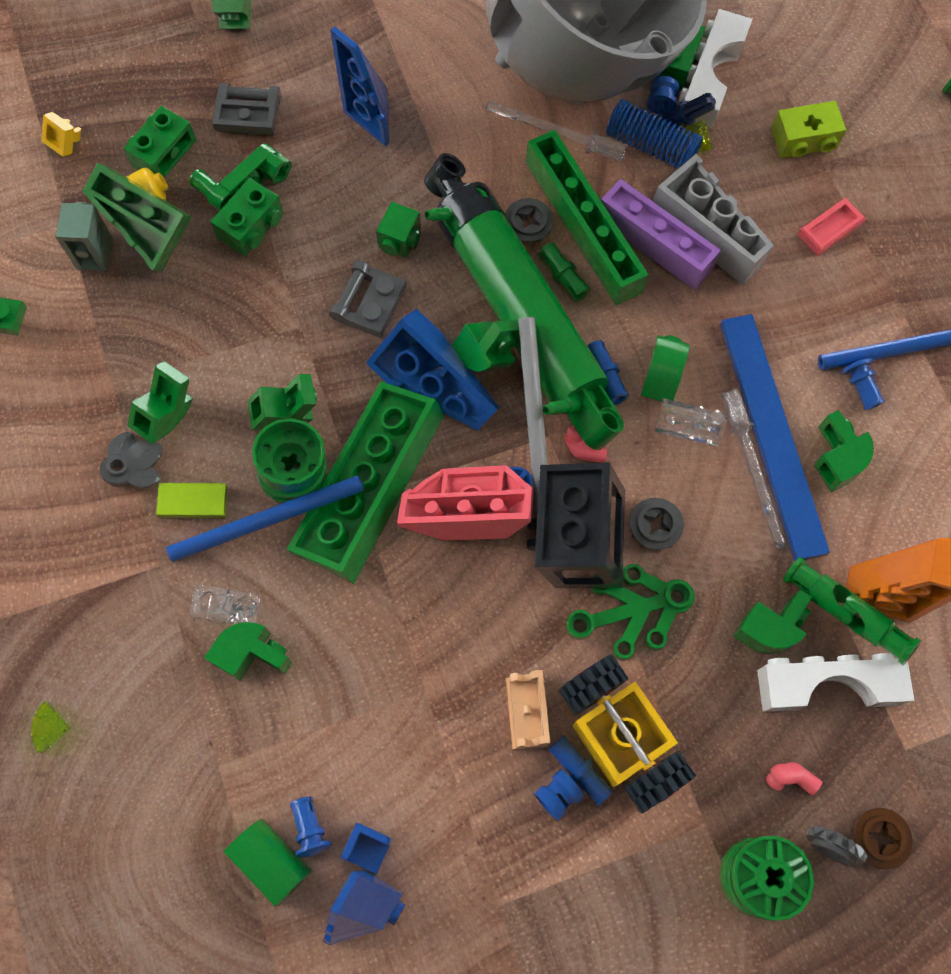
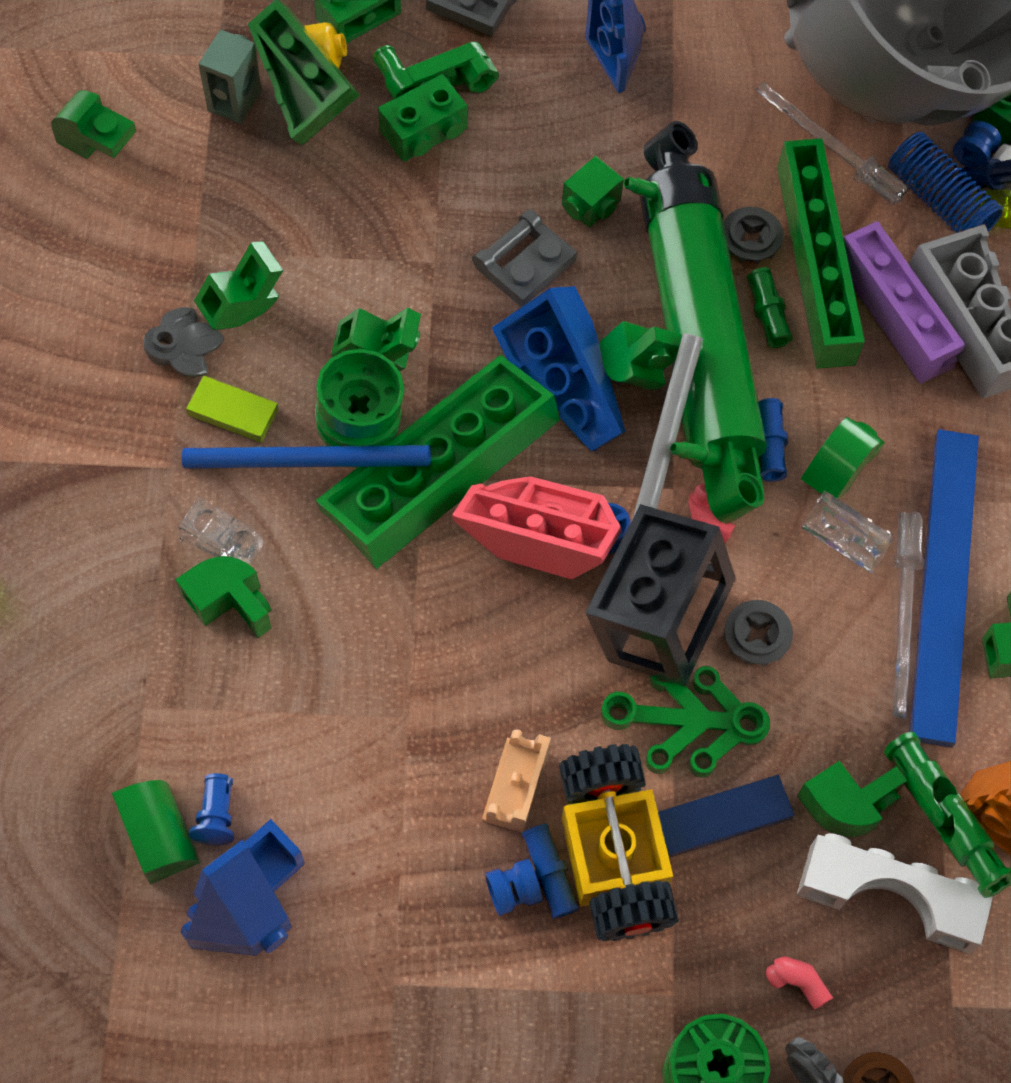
camera: 20 degrees right, 5 degrees down
(689, 673) = (725, 815): none -> dark blue tile

